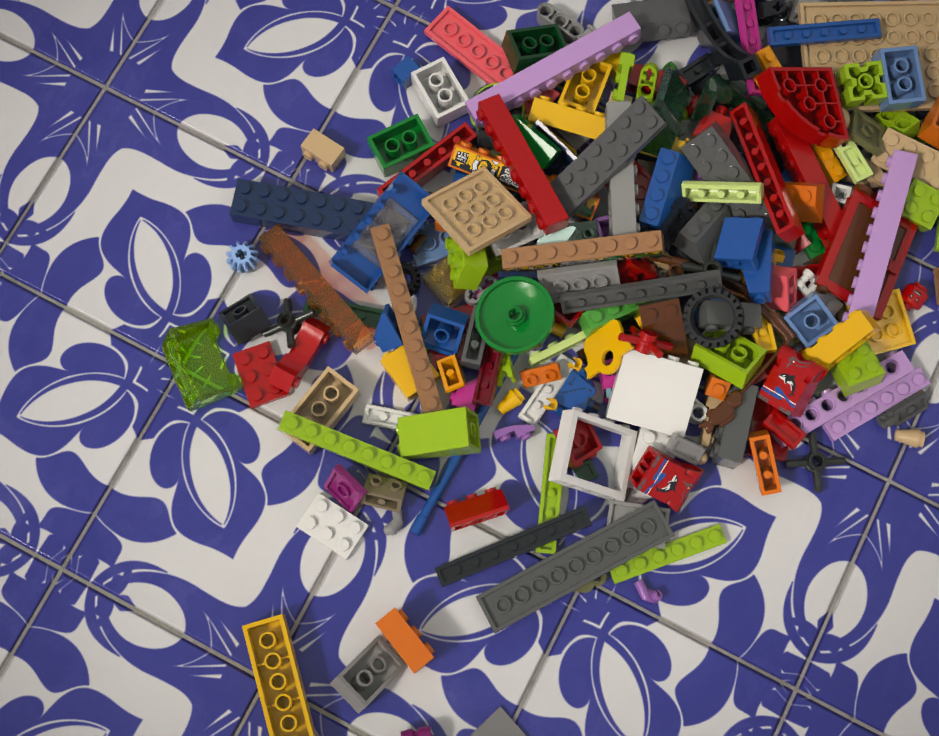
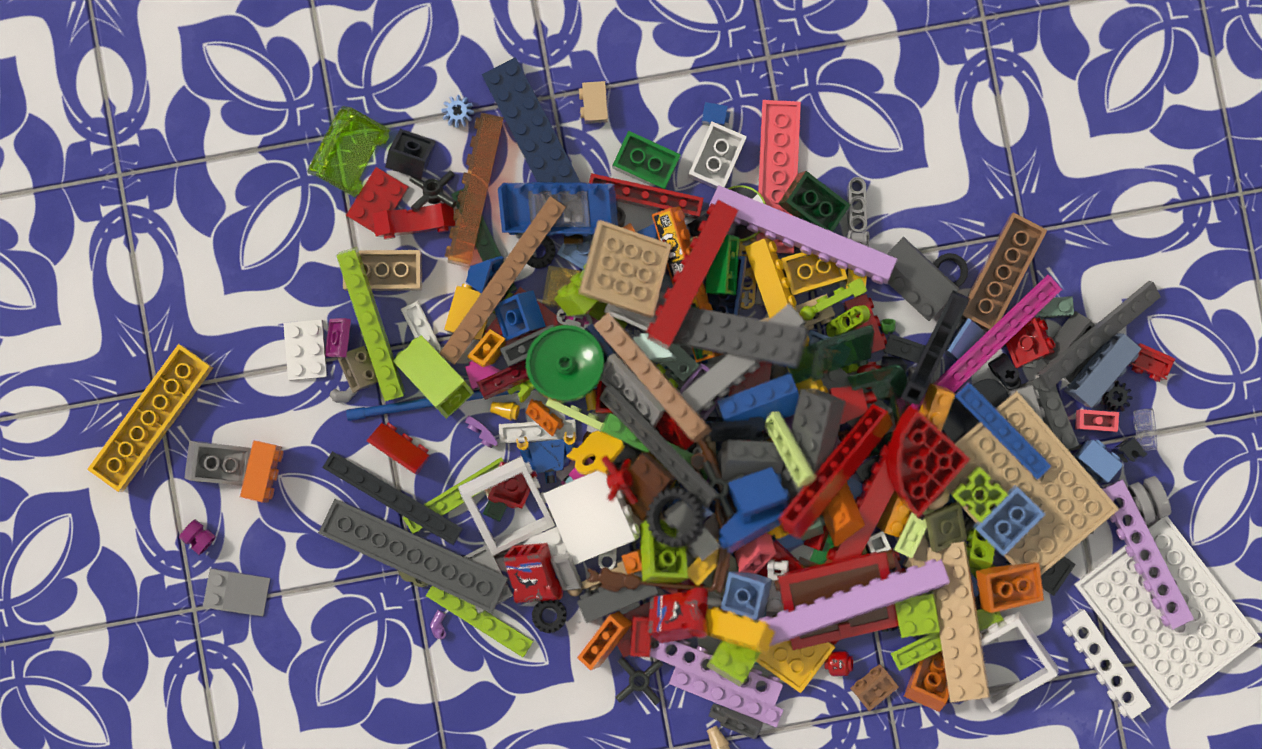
camera: 55 degrees right, 10 degrees up
(719, 494) = (549, 627): none -> black tyre

